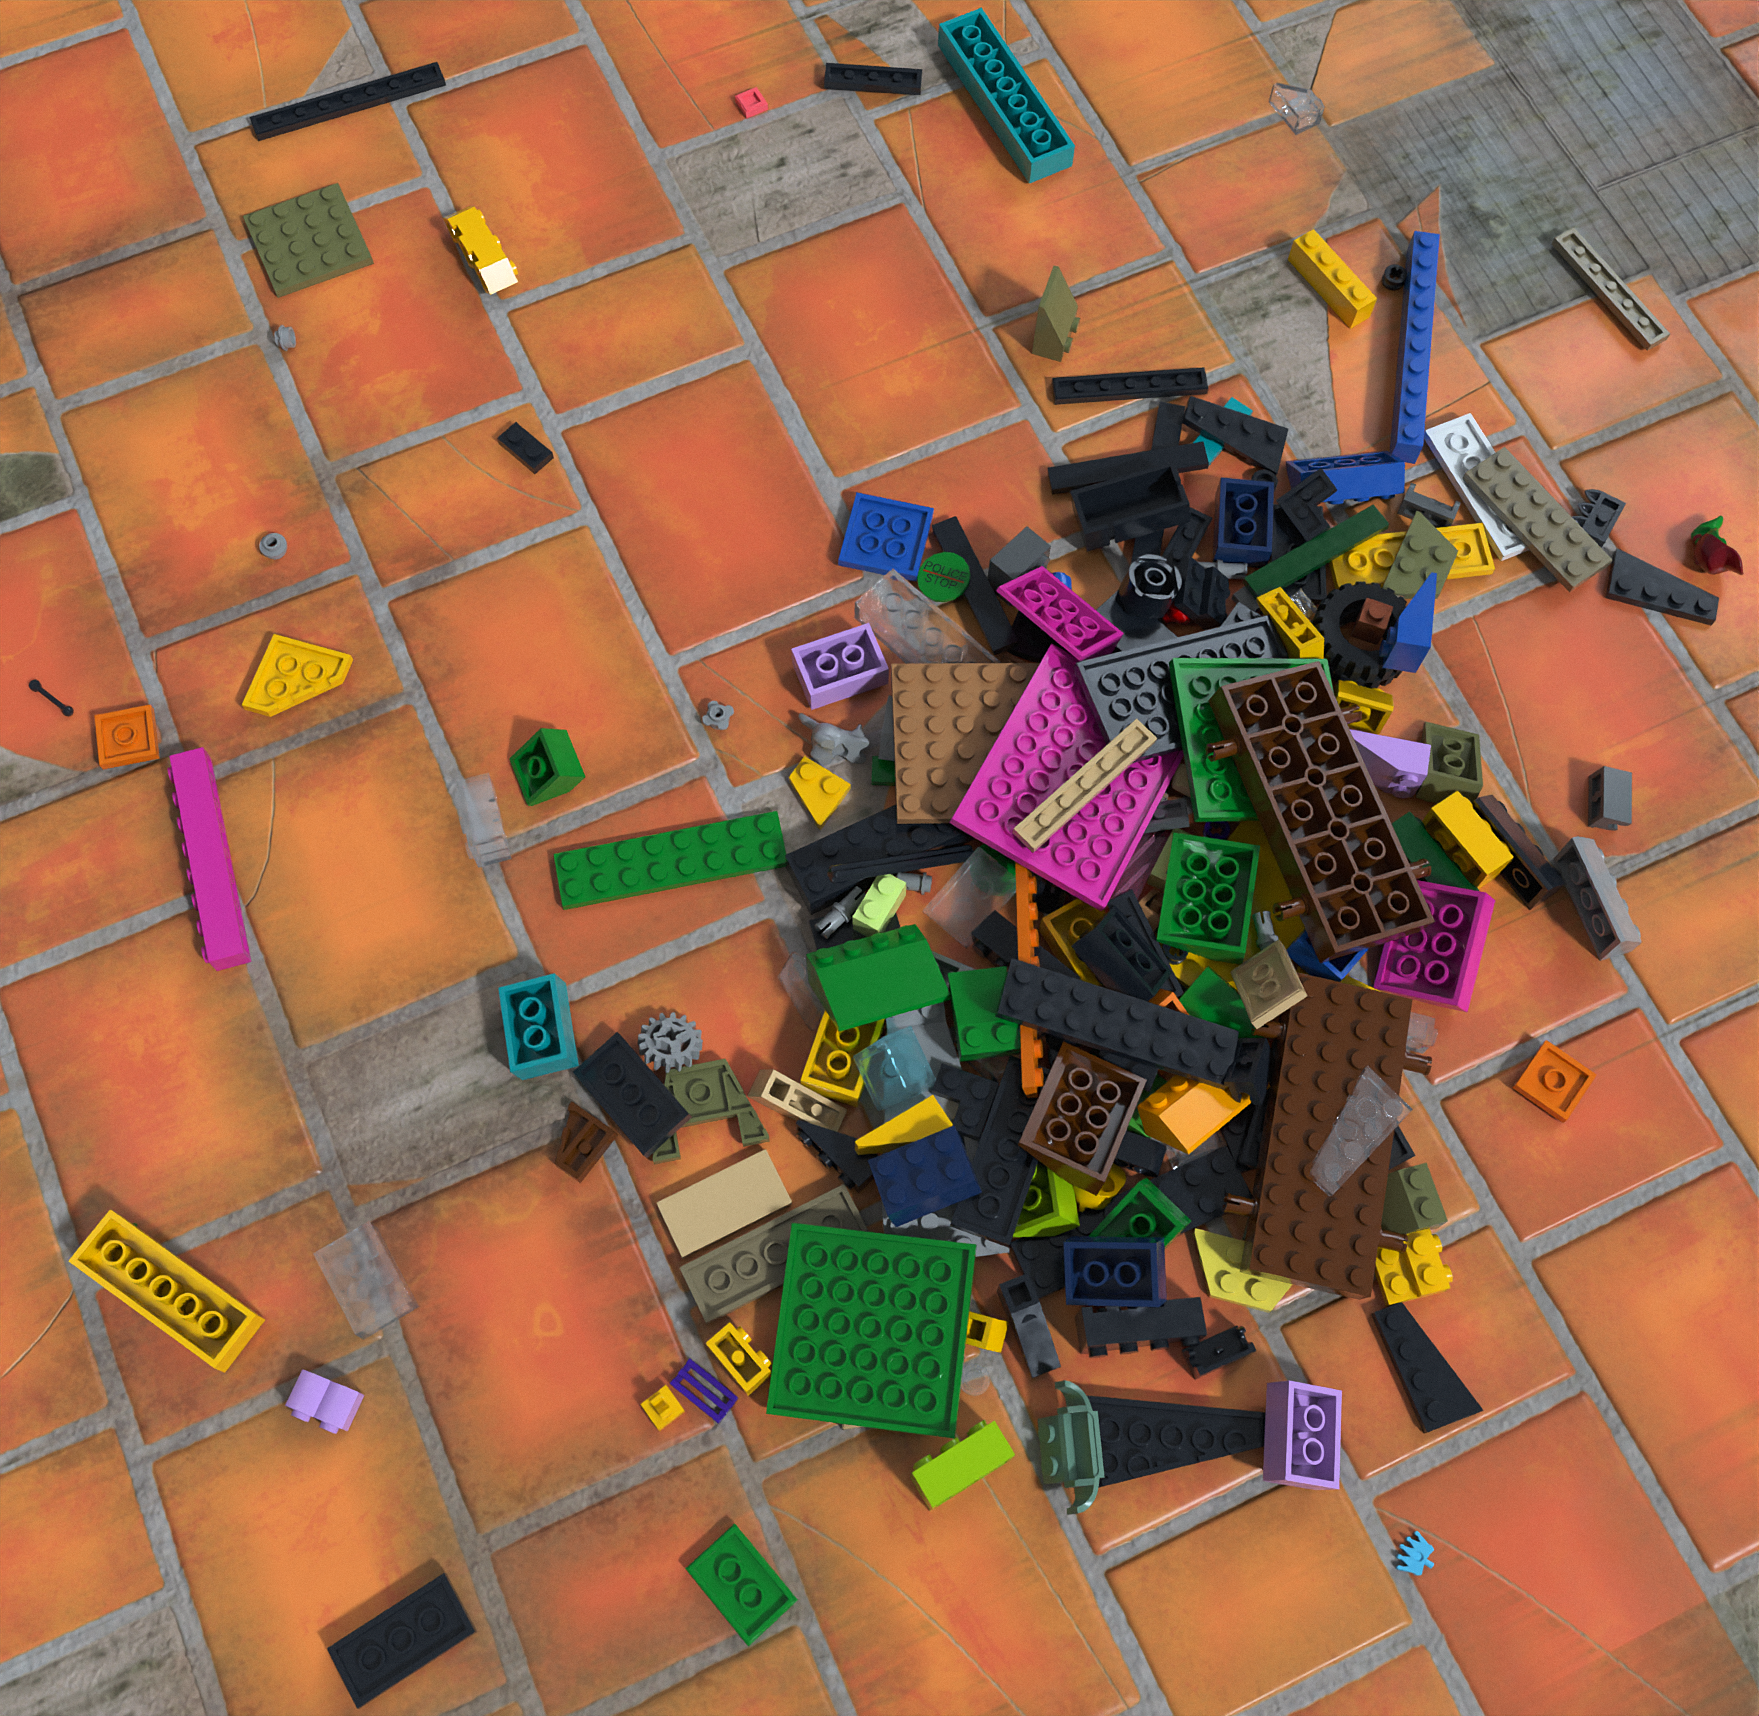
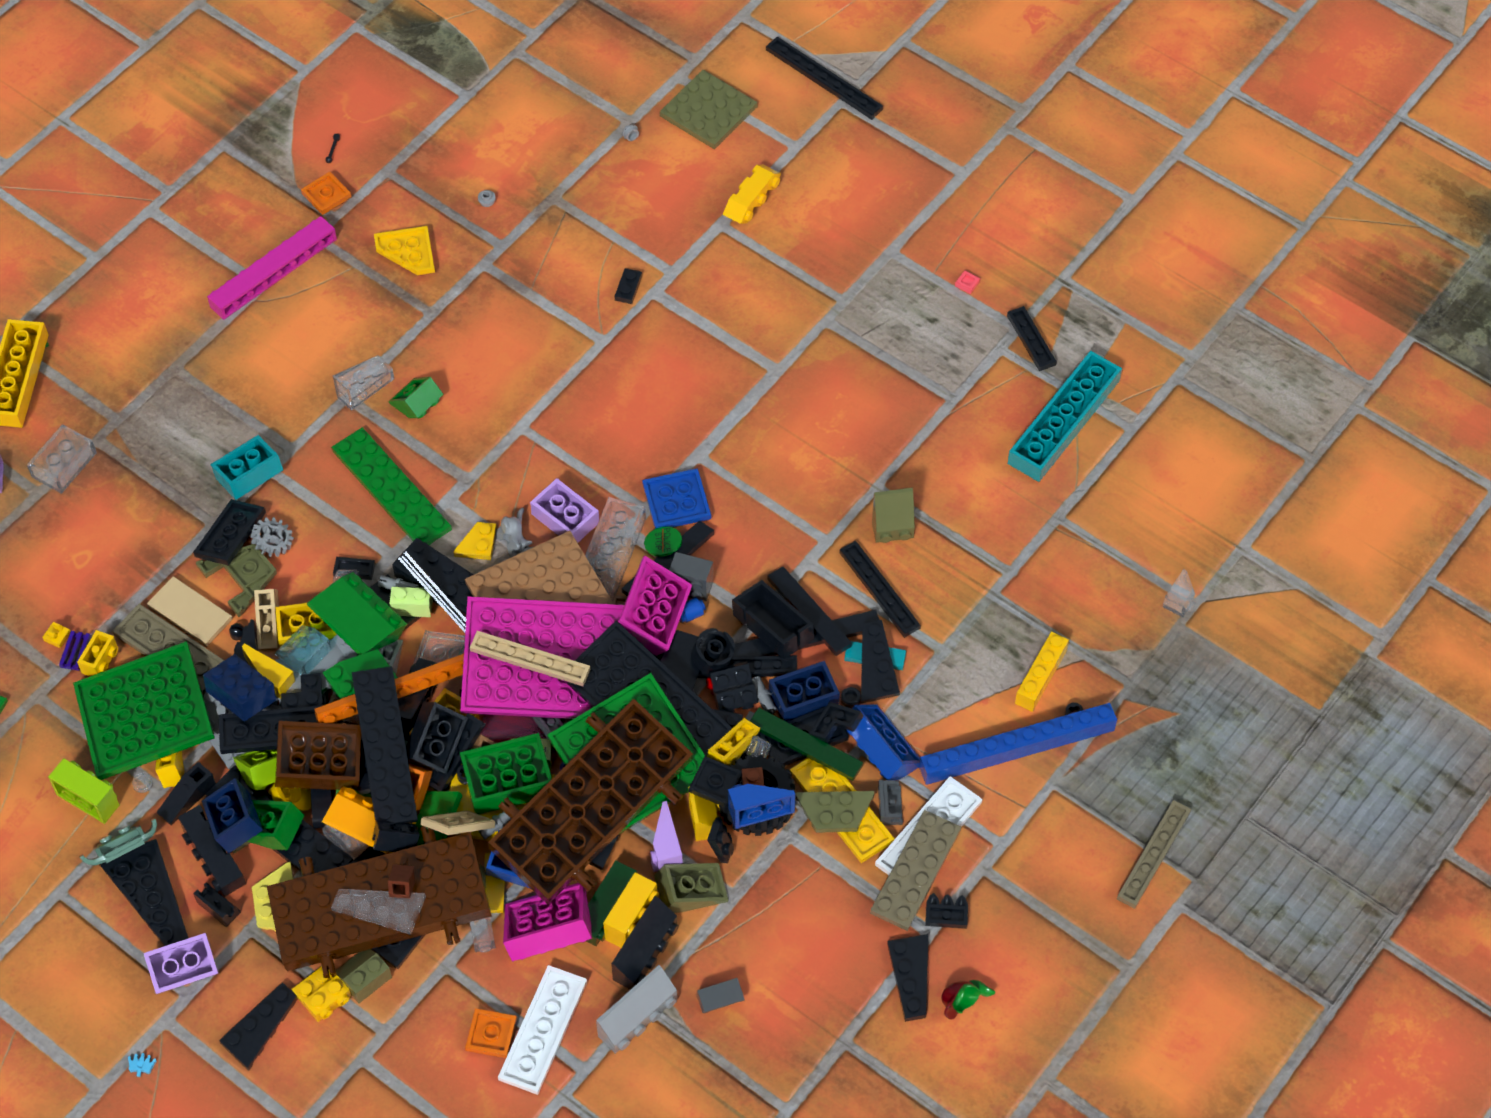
camera: 65 degrees right, 10 degrees down
(582, 1143) = (191, 524): reddish brown wing -> none
(721, 722) = (499, 472): light grey plate -> none
(772, 959) = (364, 566): none -> black tile
(798, 1155) = (234, 631): none -> black hinge
(916, 882) = (443, 621): light grey pin -> none
(1344, 1085) = (401, 881): none -> copper brick
(1347, 662) = (714, 780): none -> black tile
(1409, 699) = (720, 841): none -> black plate
(1574, 1018) = (542, 1030): none -> white plate

